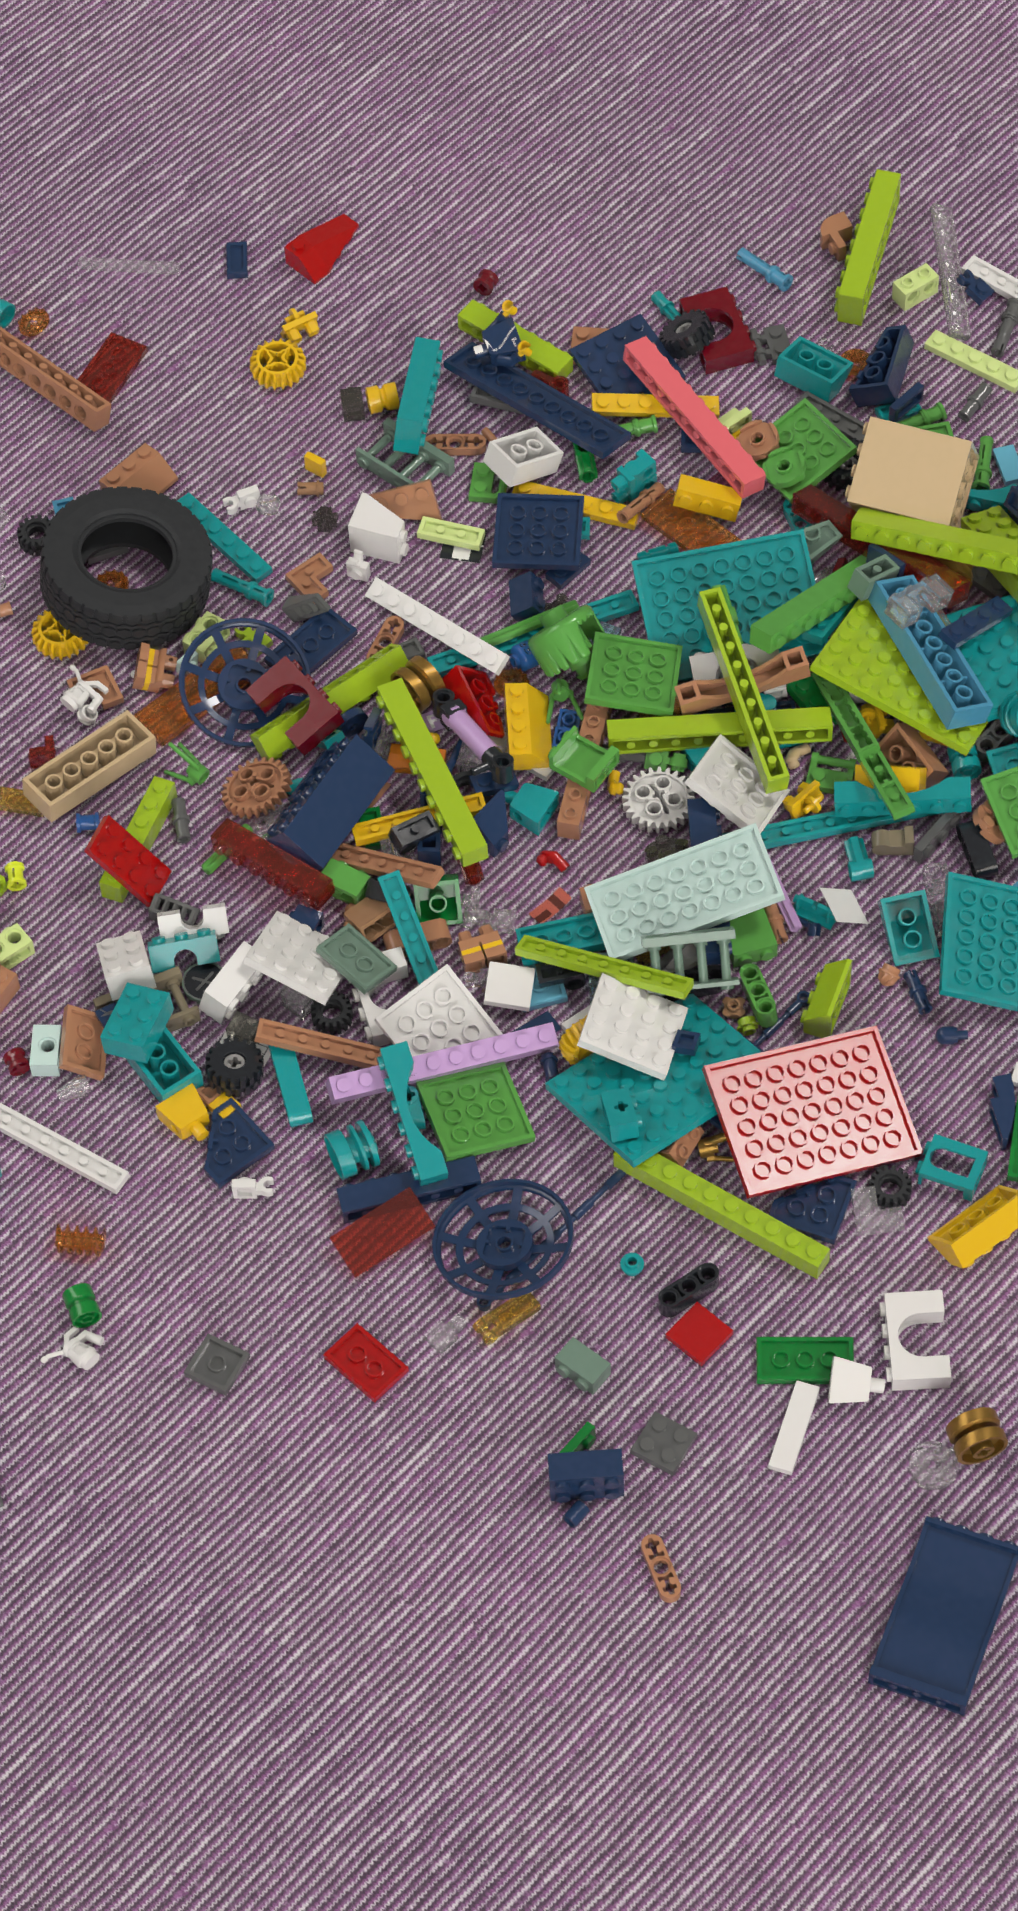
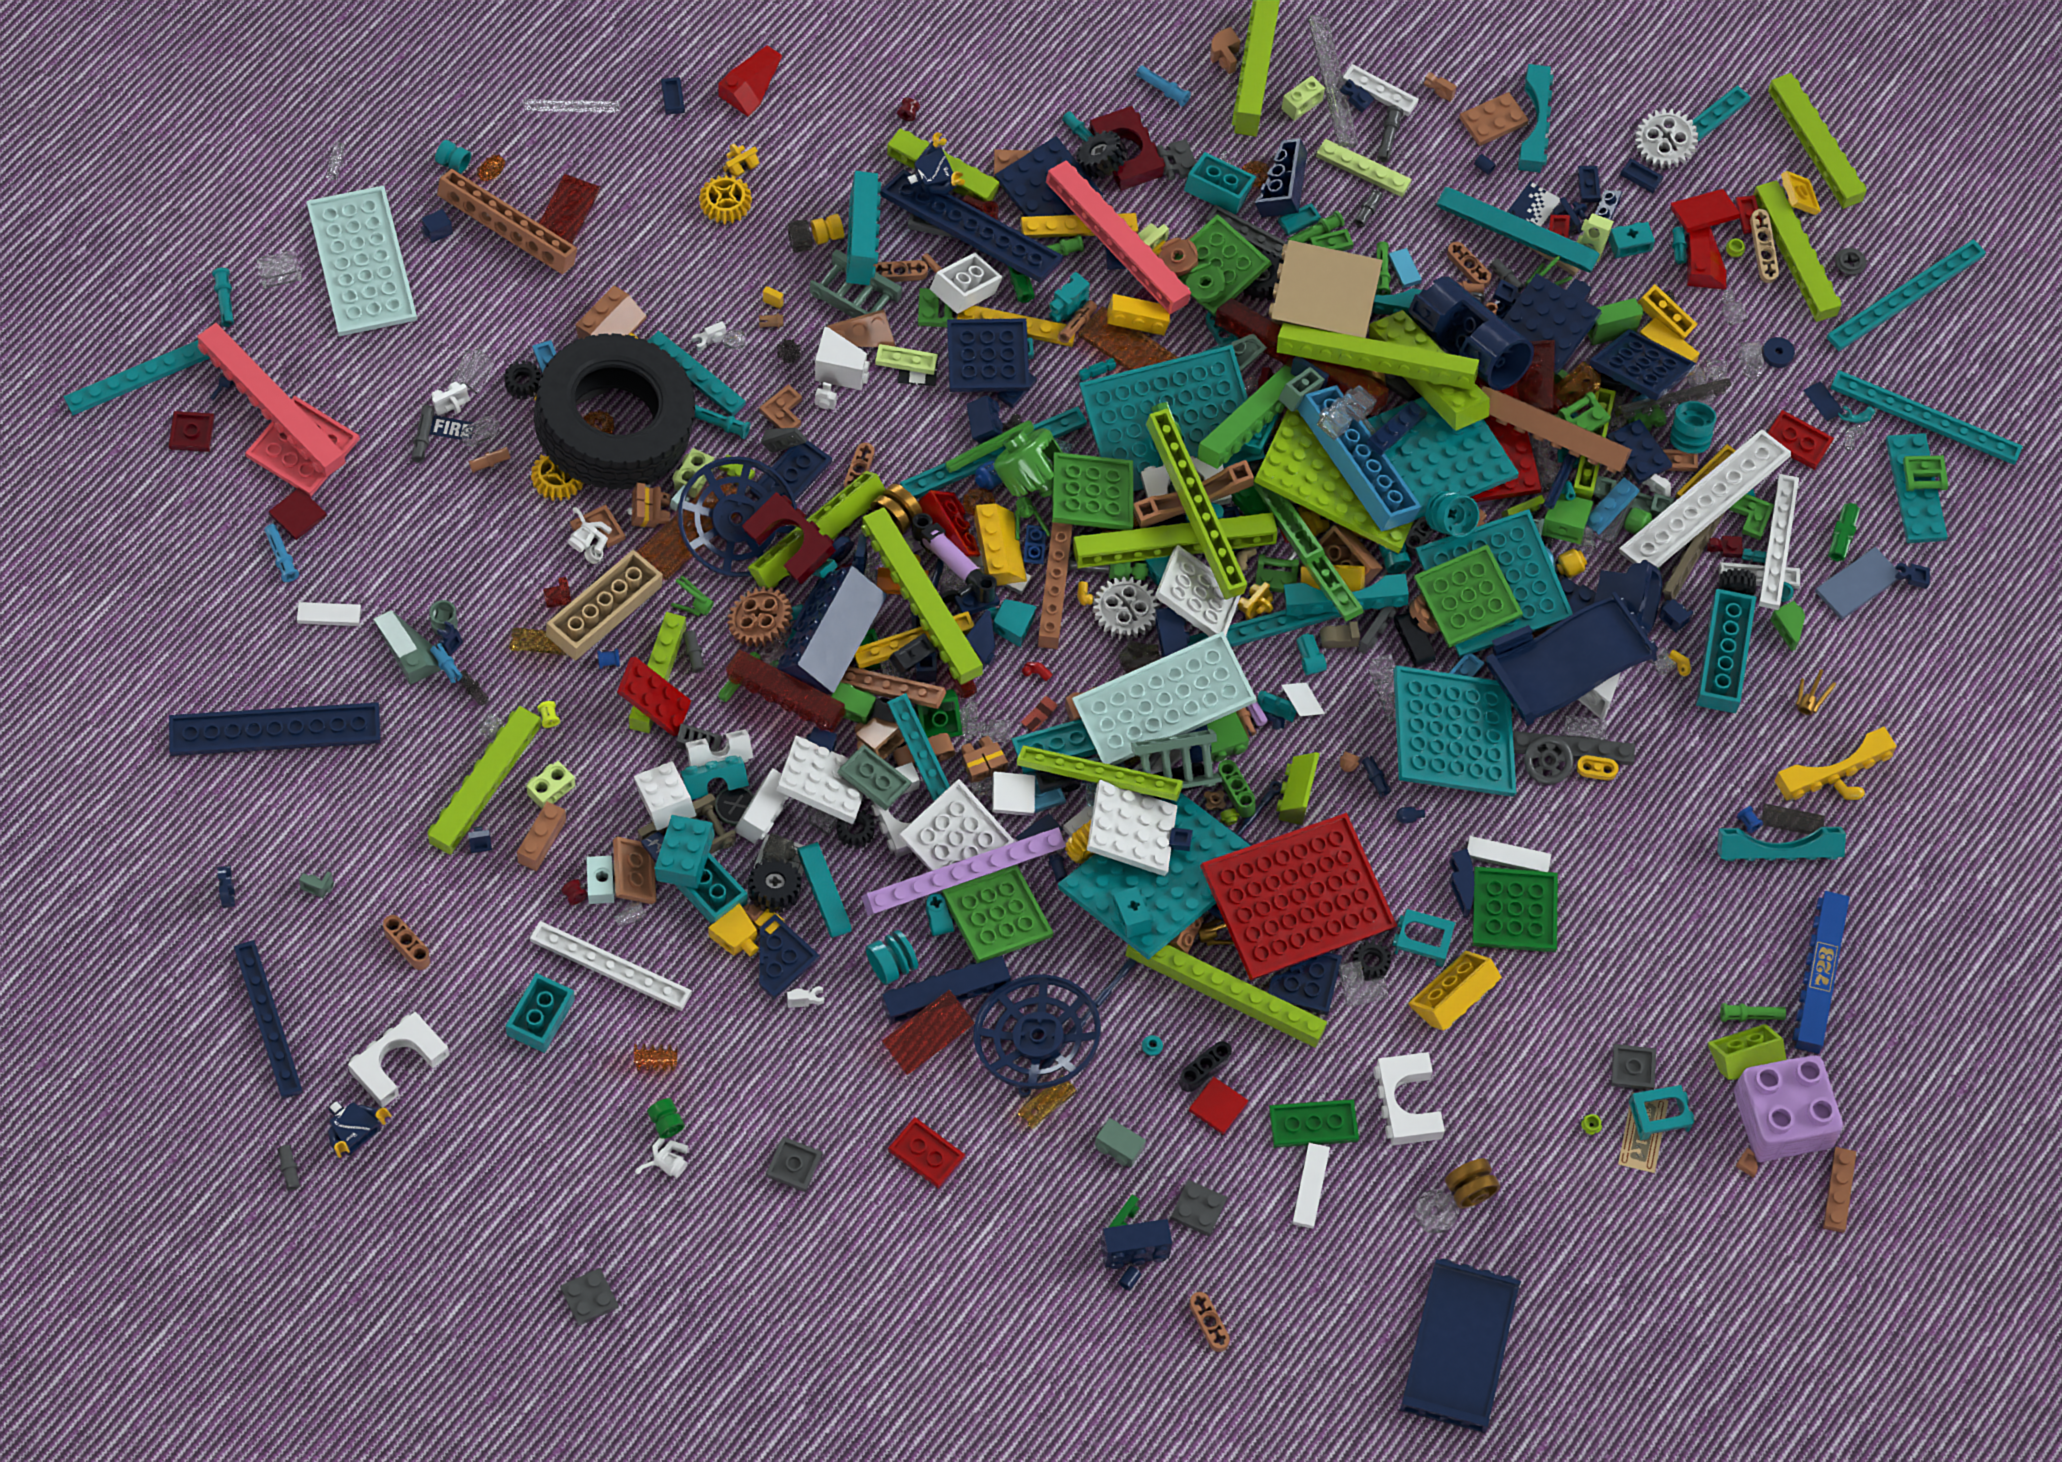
camera: 15 degrees left, 5 degrees up
(317, 1044) = (854, 860): nougat plate -> none
(412, 648) = (885, 474): dark grey tile -> none
(427, 1158) = (962, 963): teal arch -> none
(437, 626) = (906, 451): white plate -> none
(444, 1335) = (994, 1123): clear plate -> none
(582, 760) = (1057, 576): bright green panel -> none
(852, 1382) = (1358, 1142): white torso -> none
(906, 402) = (1307, 213): dark blue tile -> none
(909, 927) = (1362, 716): teal slope -> none

